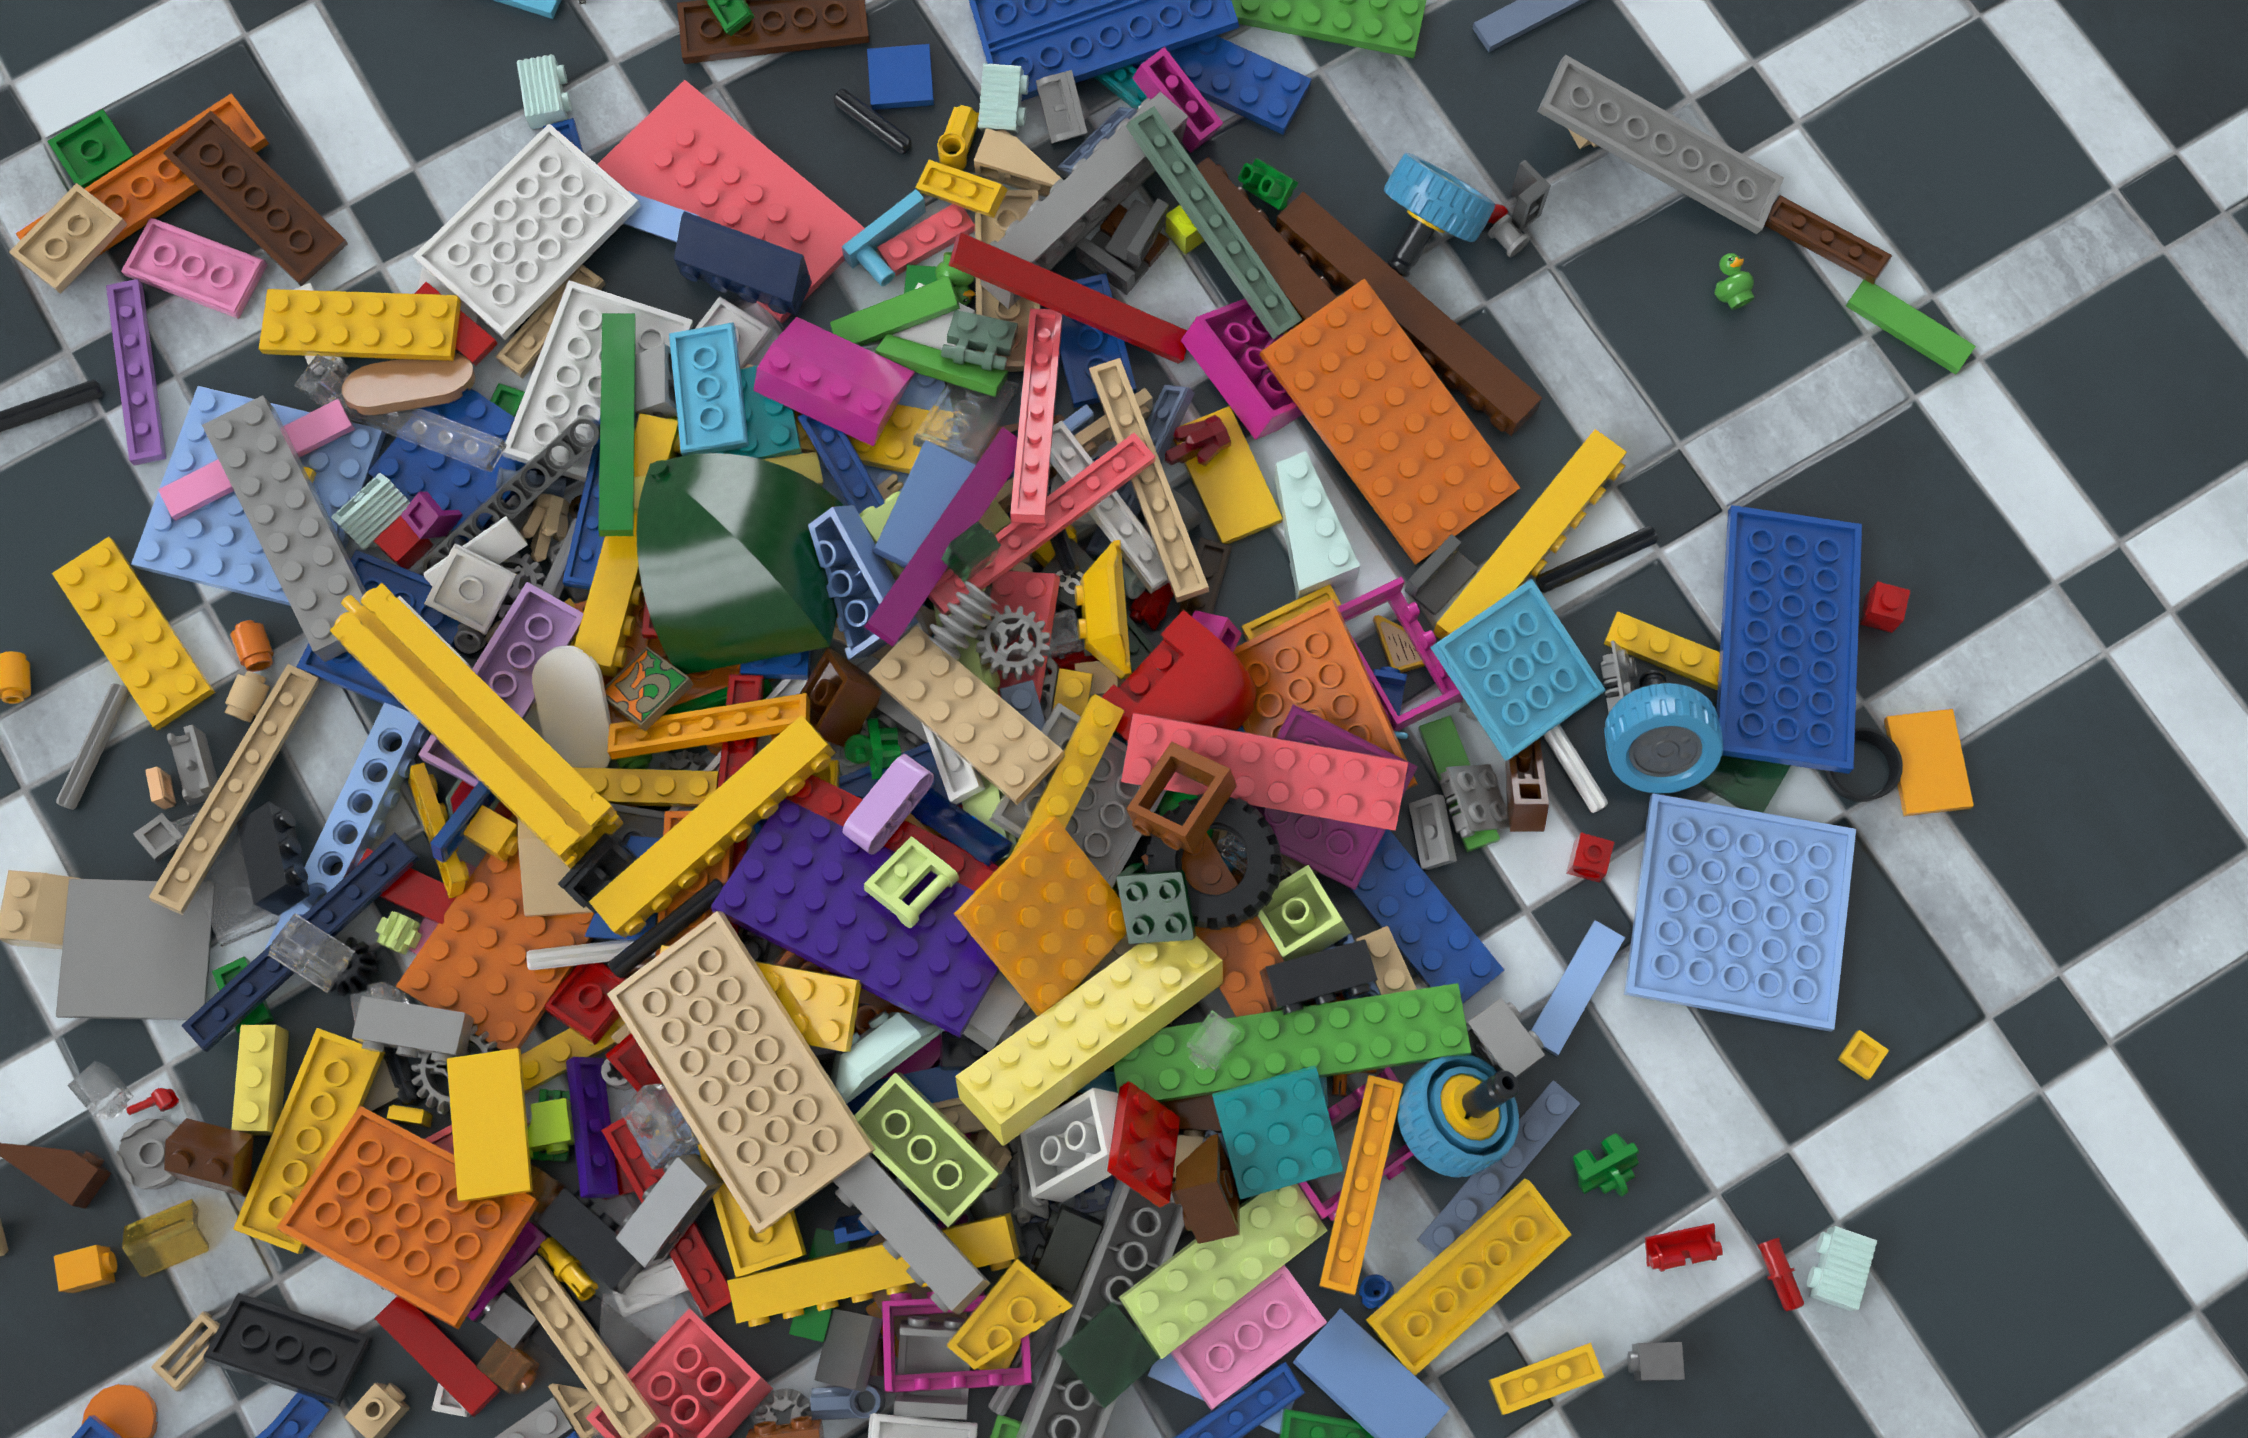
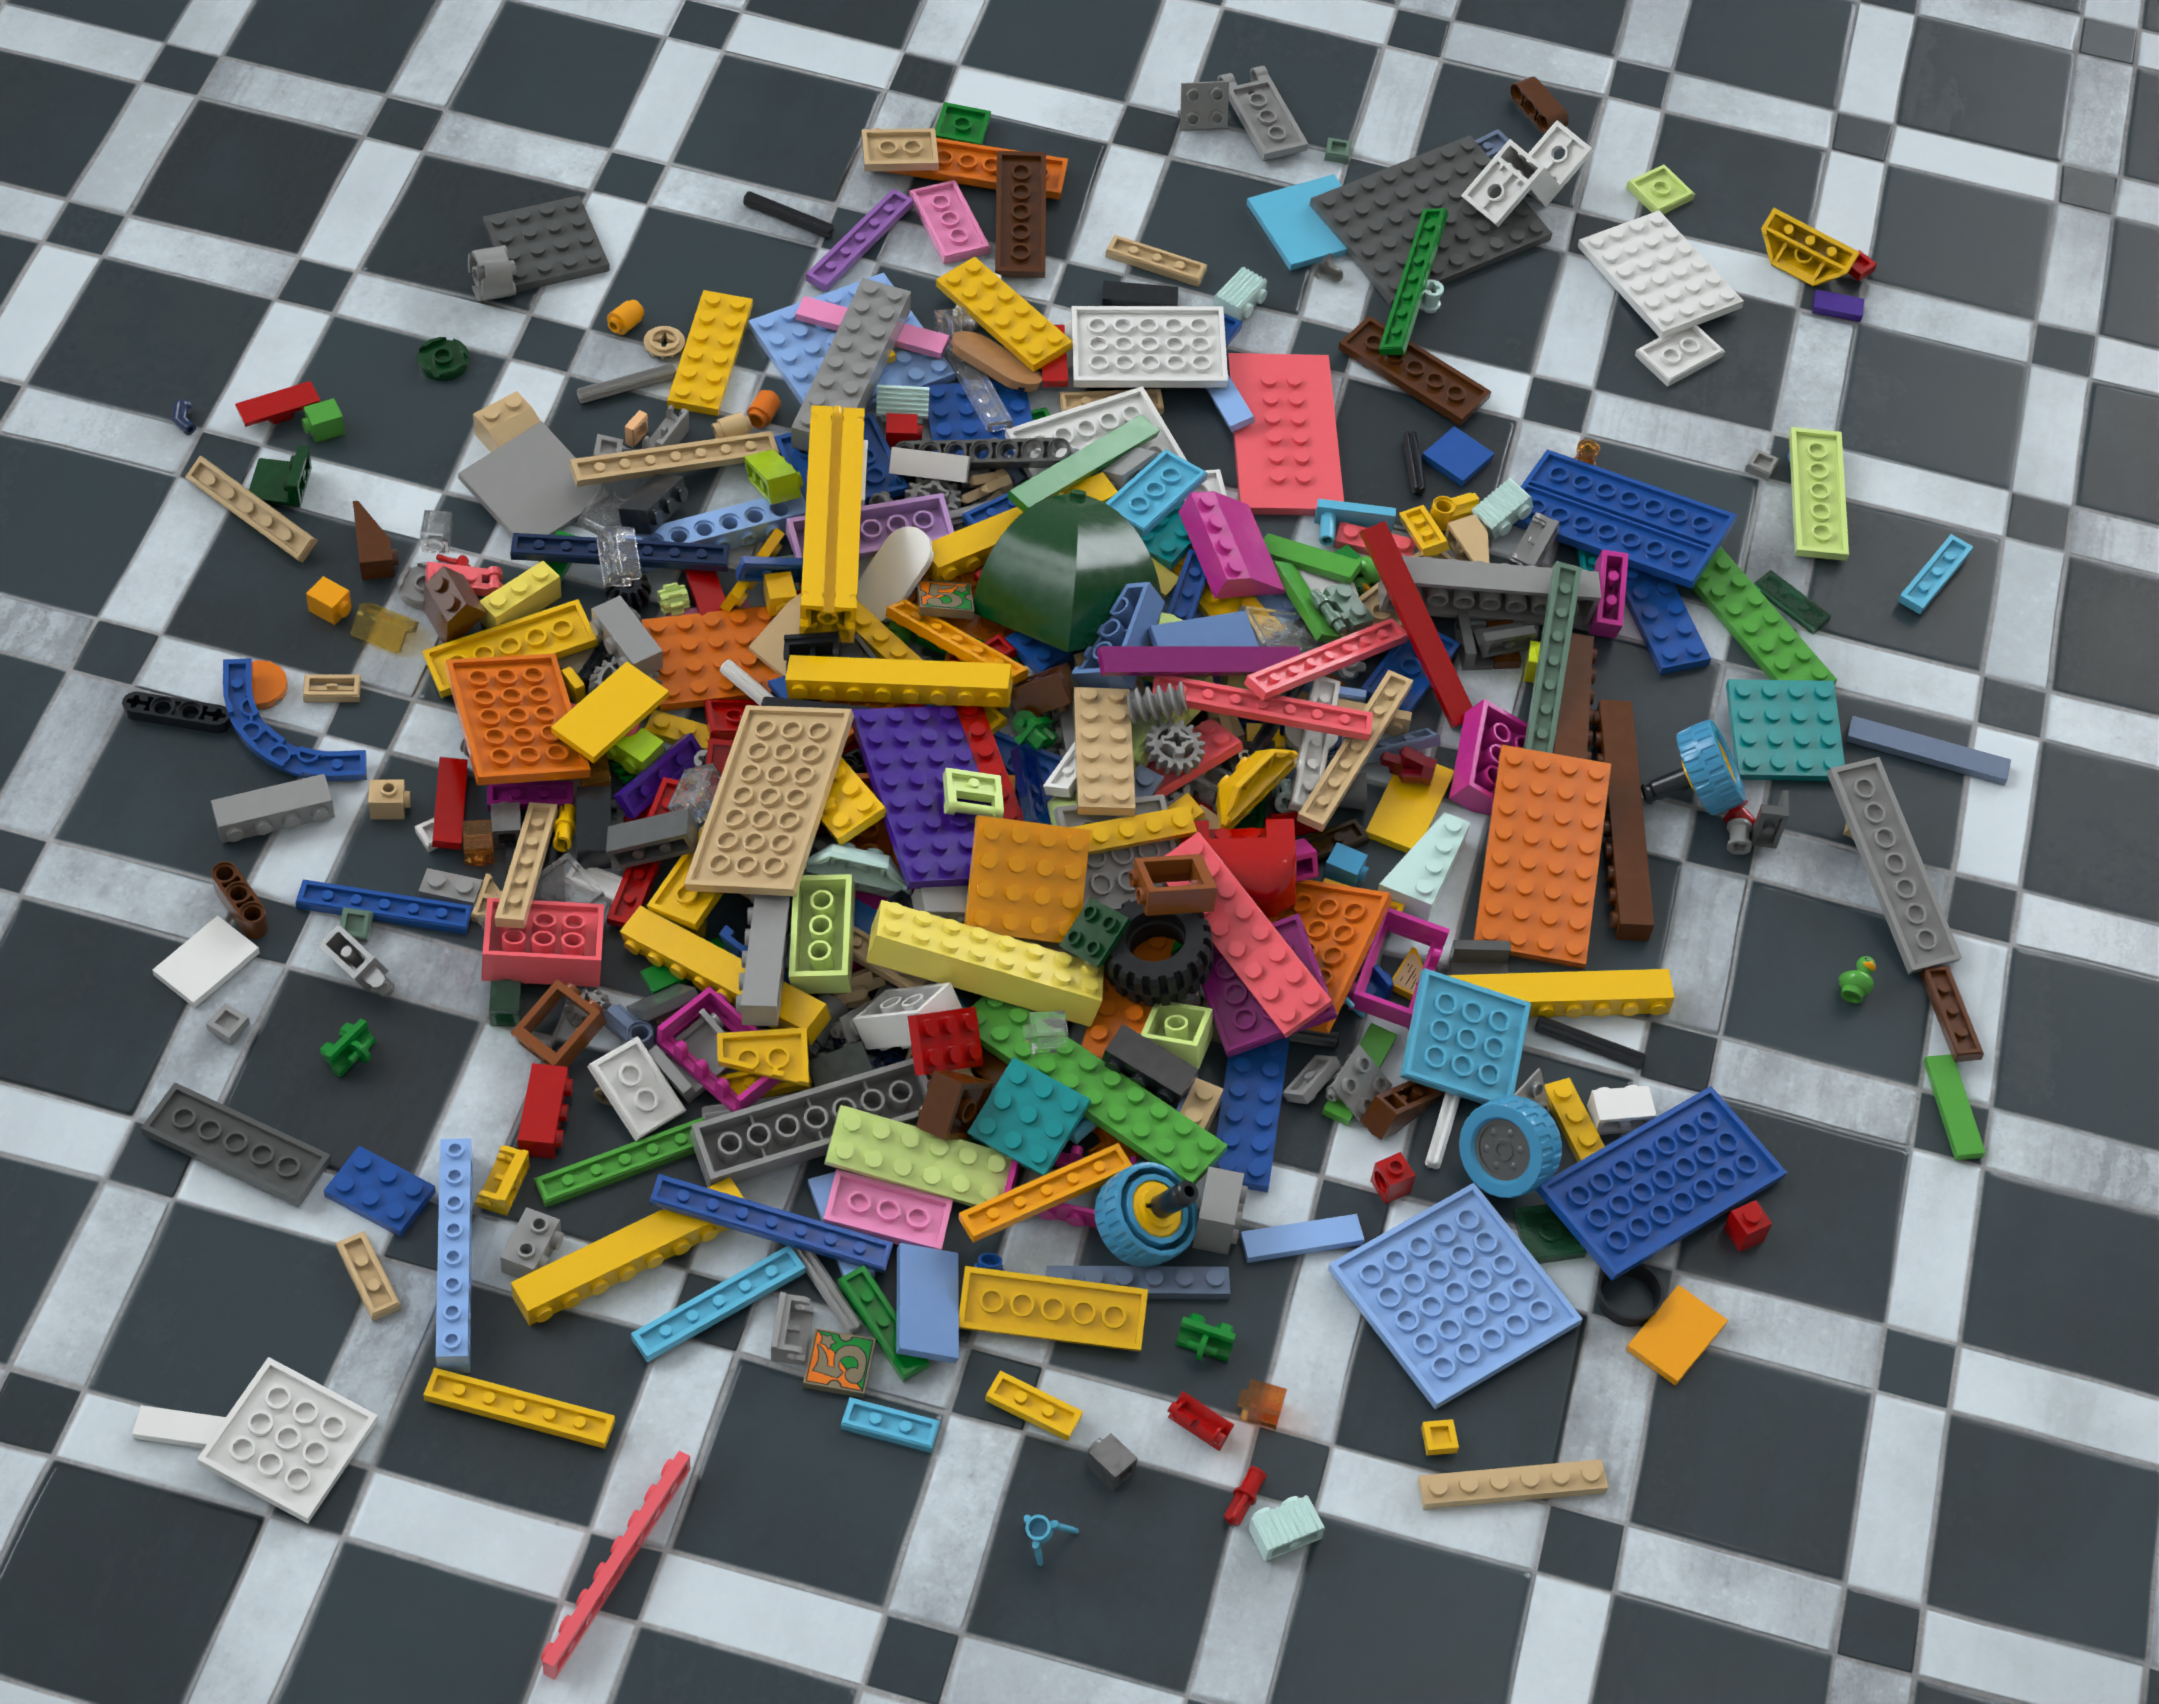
camera: 40 degrees right, 20 degrees down
(63, 666) = (655, 337): none -> tan gear
(184, 1105) = (473, 575): none -> coral plate
(288, 1349) = (380, 729): black tile -> none
(349, 715) = (773, 476): none -> lime brick
(426, 125) = (1156, 260): none -> tan tile
(428, 518) = (927, 424): magenta panel -> none
(453, 178) = (1138, 294): none -> black tile
(470, 588) = (909, 473): white tile -> none
(741, 264) = (1249, 457): dark blue slope -> none
(888, 804) = (1006, 749): lavender beam -> none
(971, 551) = (1202, 673): clear green brick -> none
(1107, 1354) = (798, 1129): clear green tile -> none
(1246, 595) = (1346, 865): none -> dark azure brick
(1267, 183) = (1615, 681): green hips -> none
(1439, 91) = (1784, 729): none -> teal plate
(1687, 600) = (1620, 1108): none -> white brick
(1710, 1177) = (1262, 1403): none -> clear orange brick
(1951, 1034) = (1512, 1484): none -> tan plate

